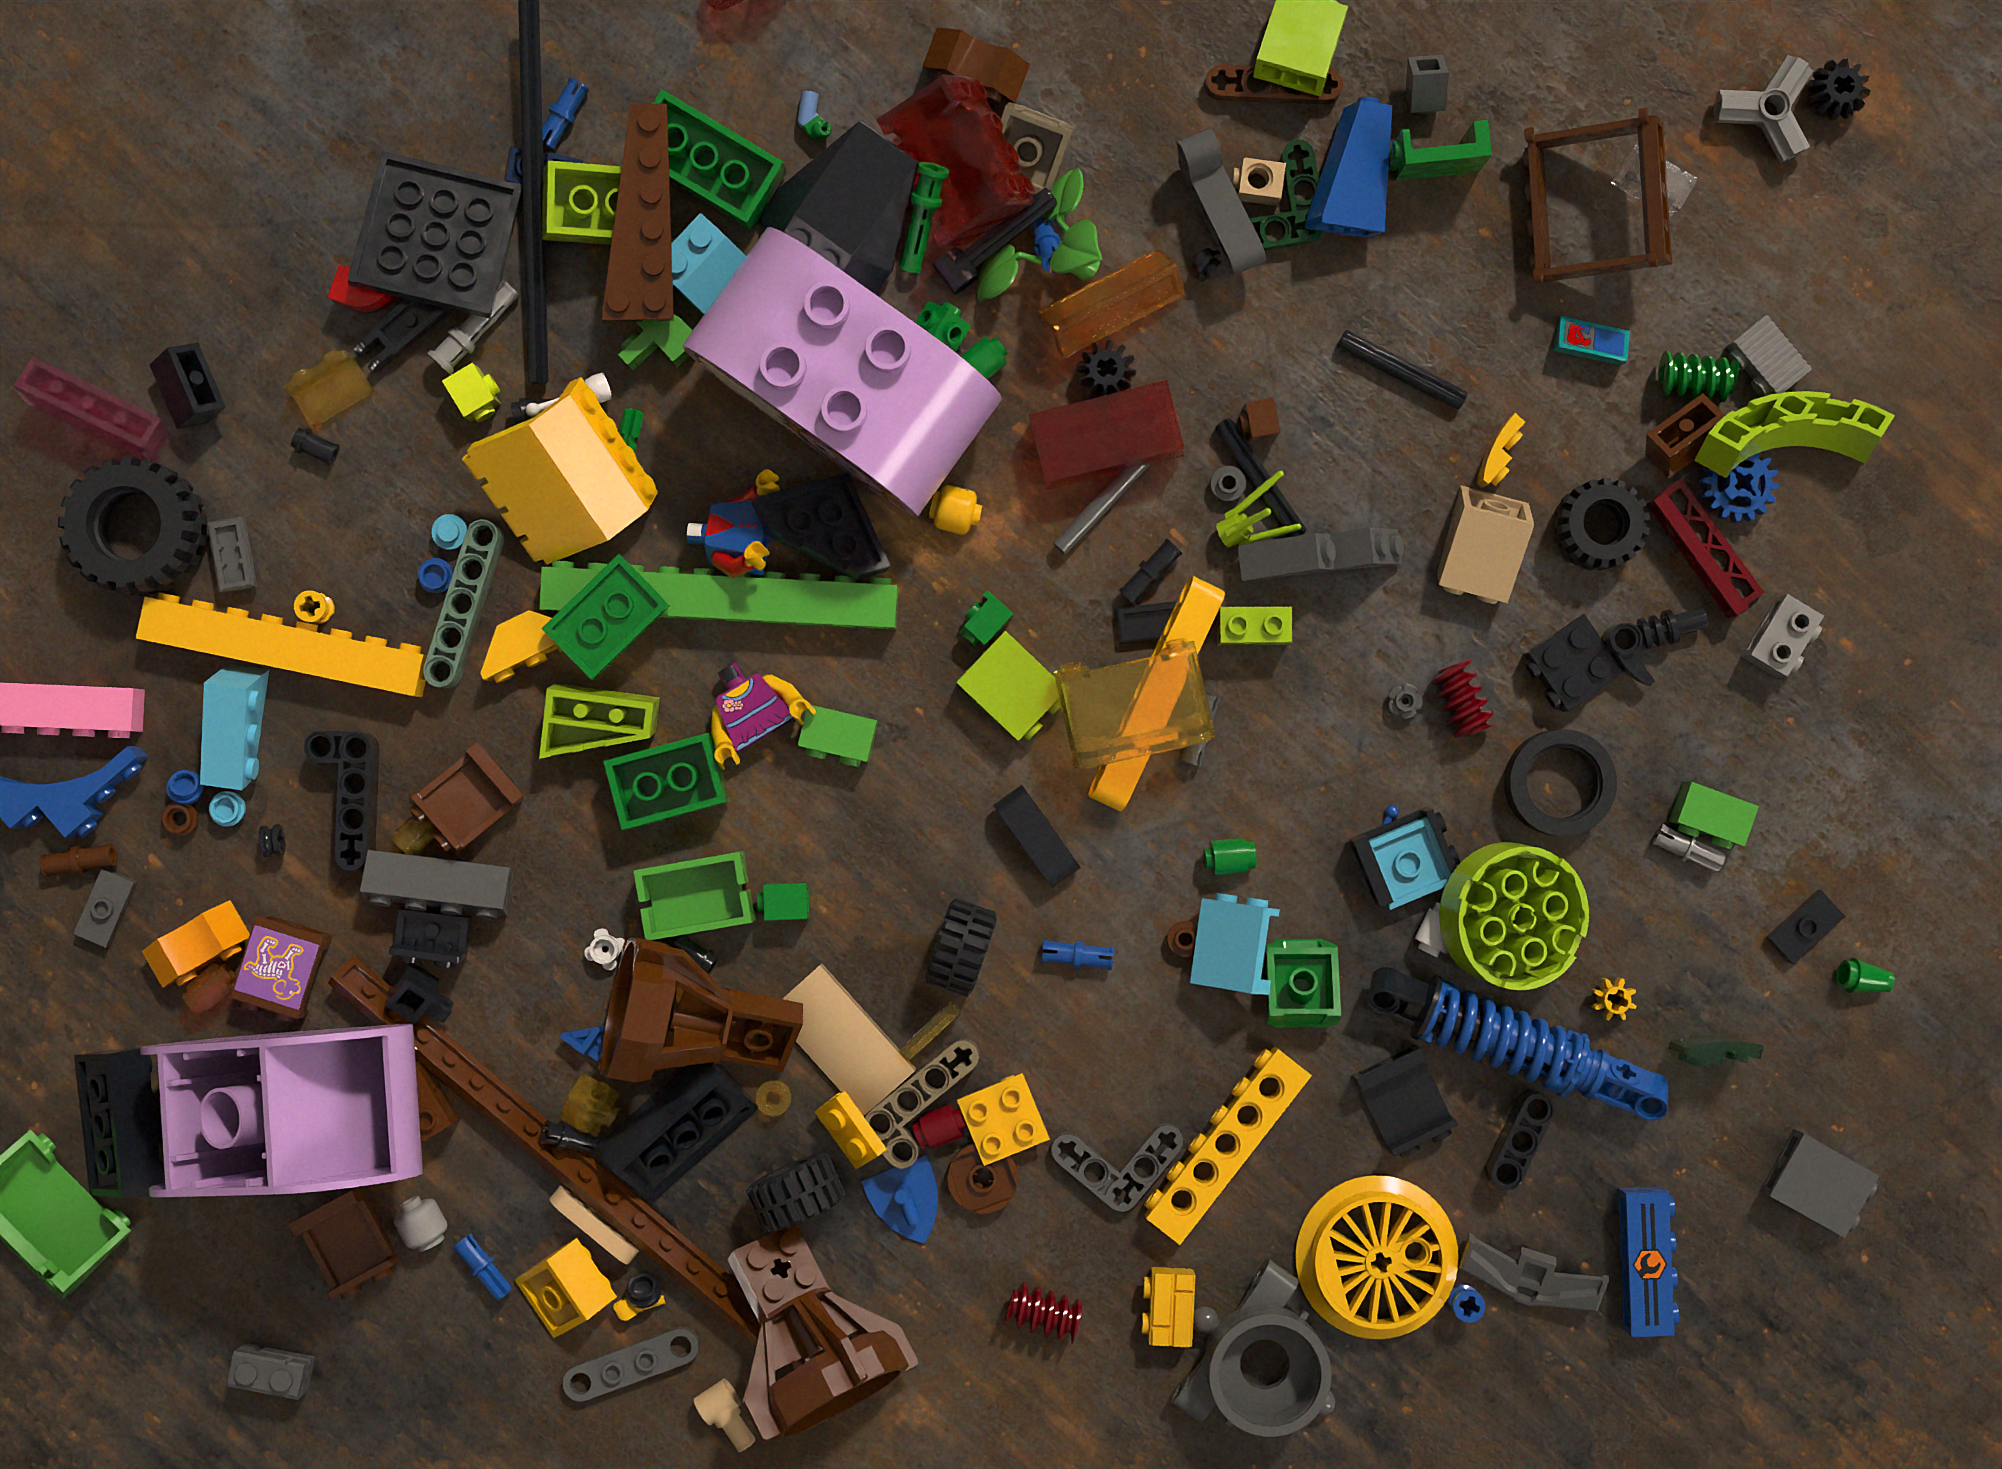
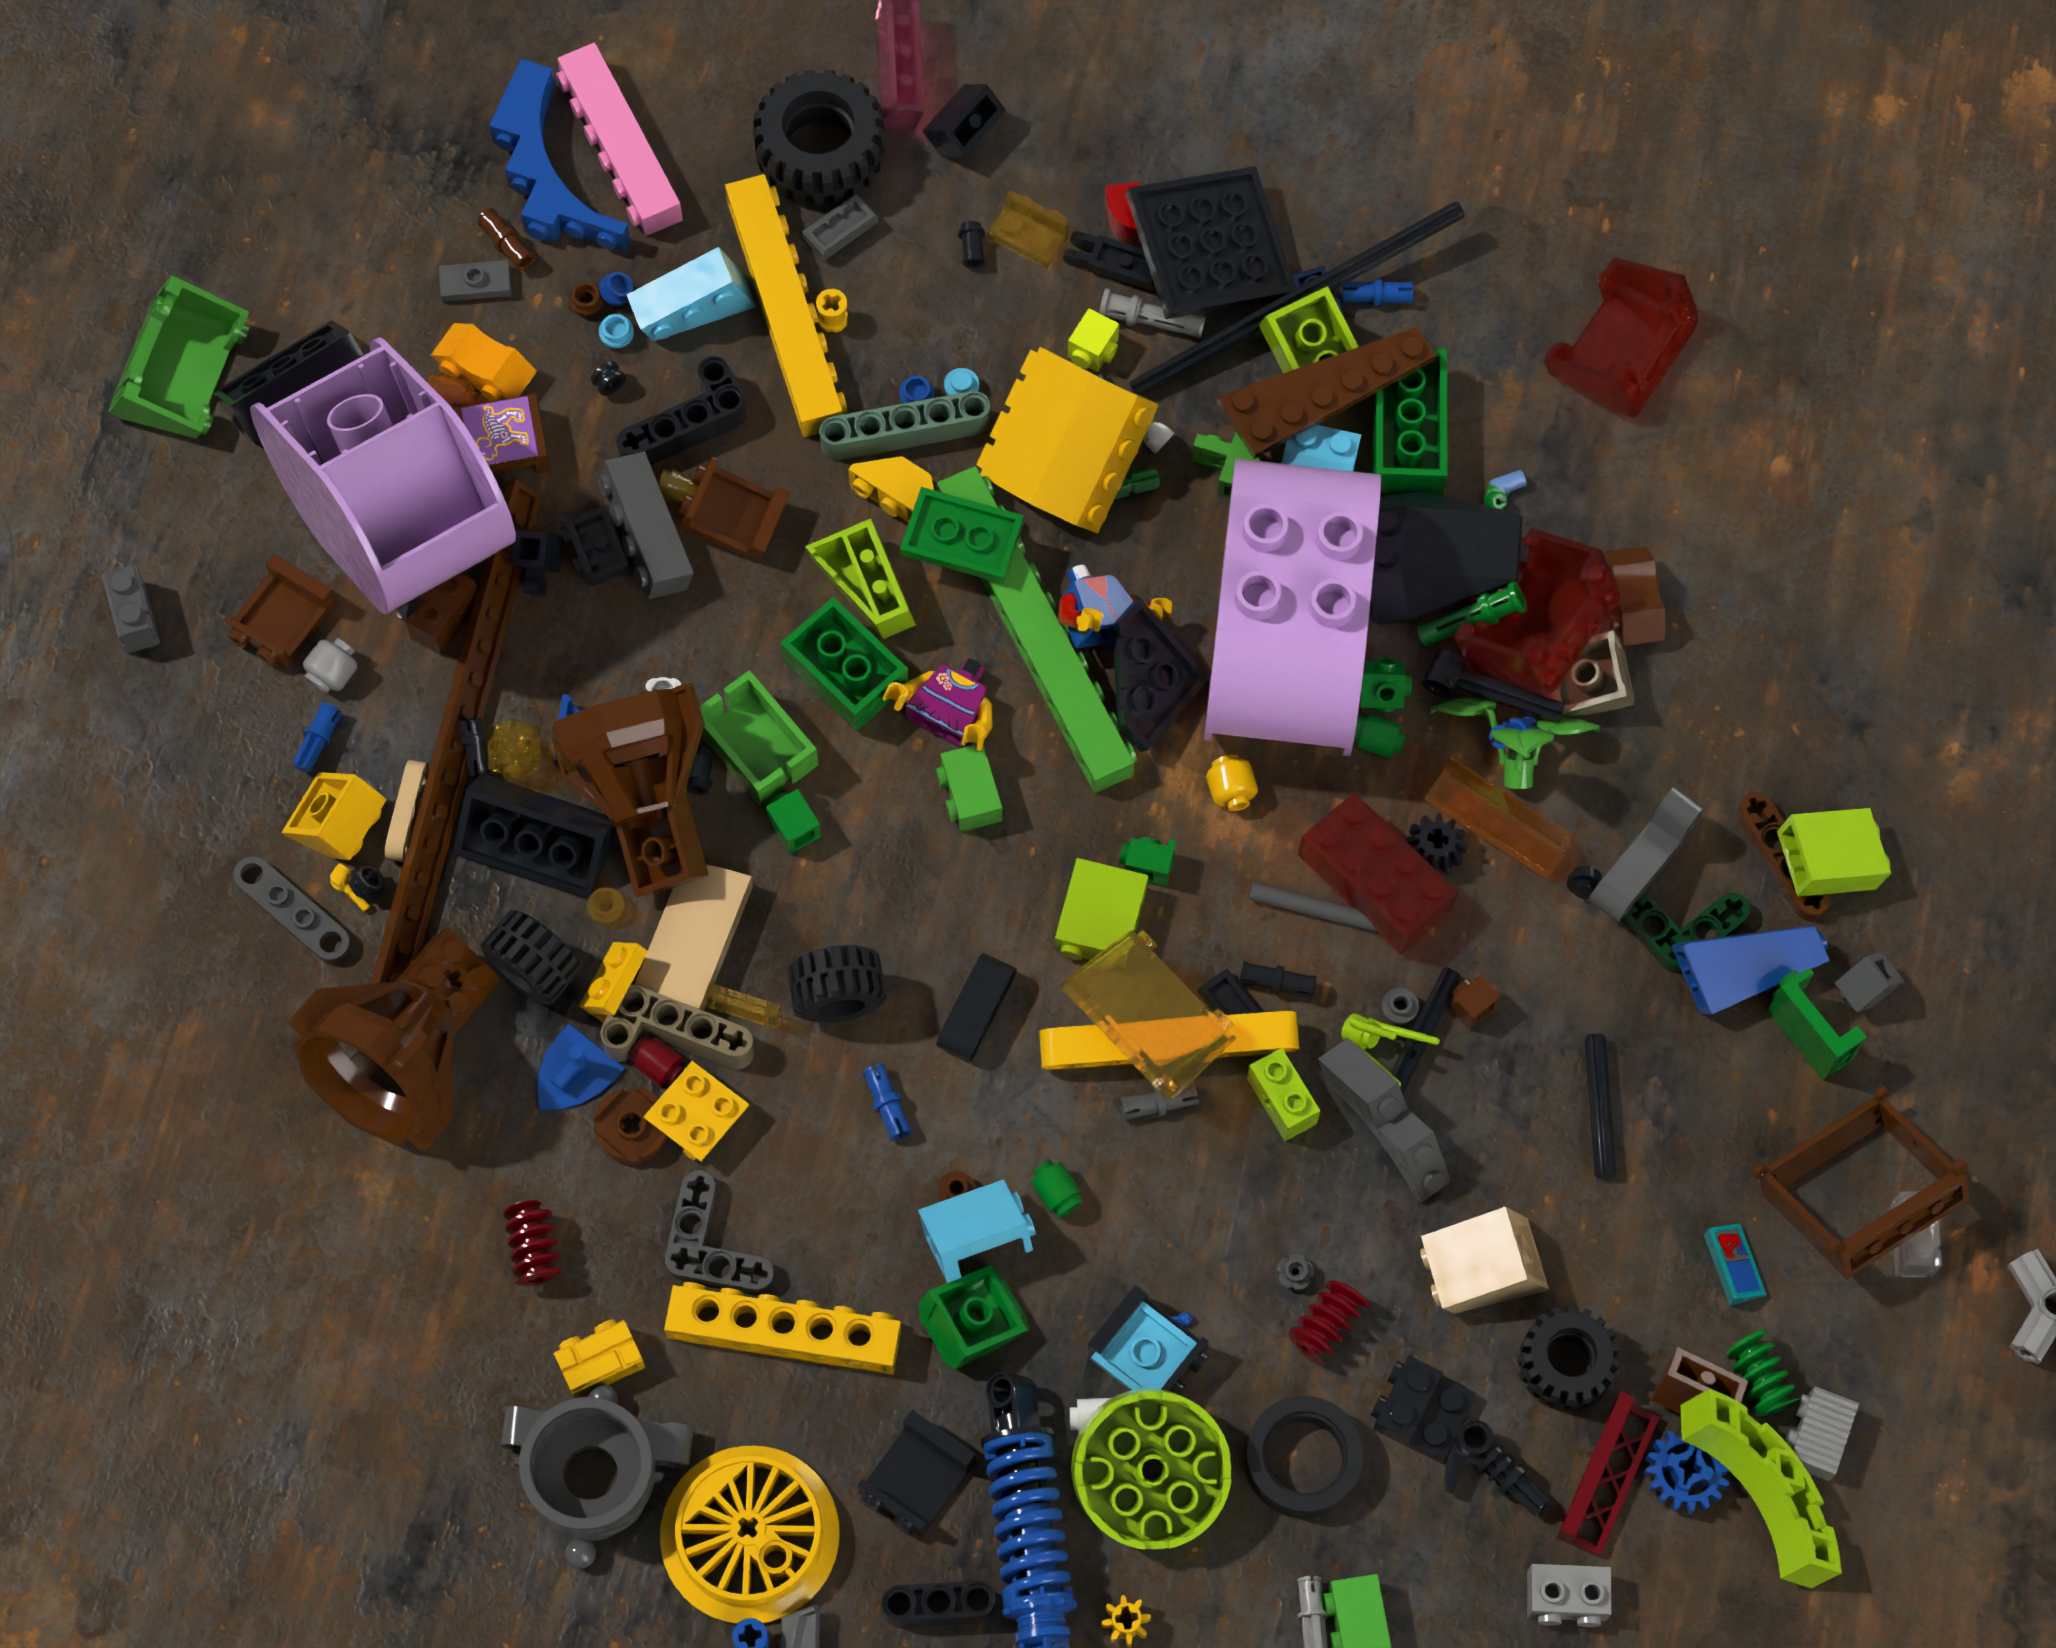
camera: 55 degrees right, 20 degrees down
(721, 1406) = (286, 1000): tan pin -> none
(1271, 171) = (1688, 901): tan brick -> none
(1495, 459) = (1565, 1231): yellow slope -> none

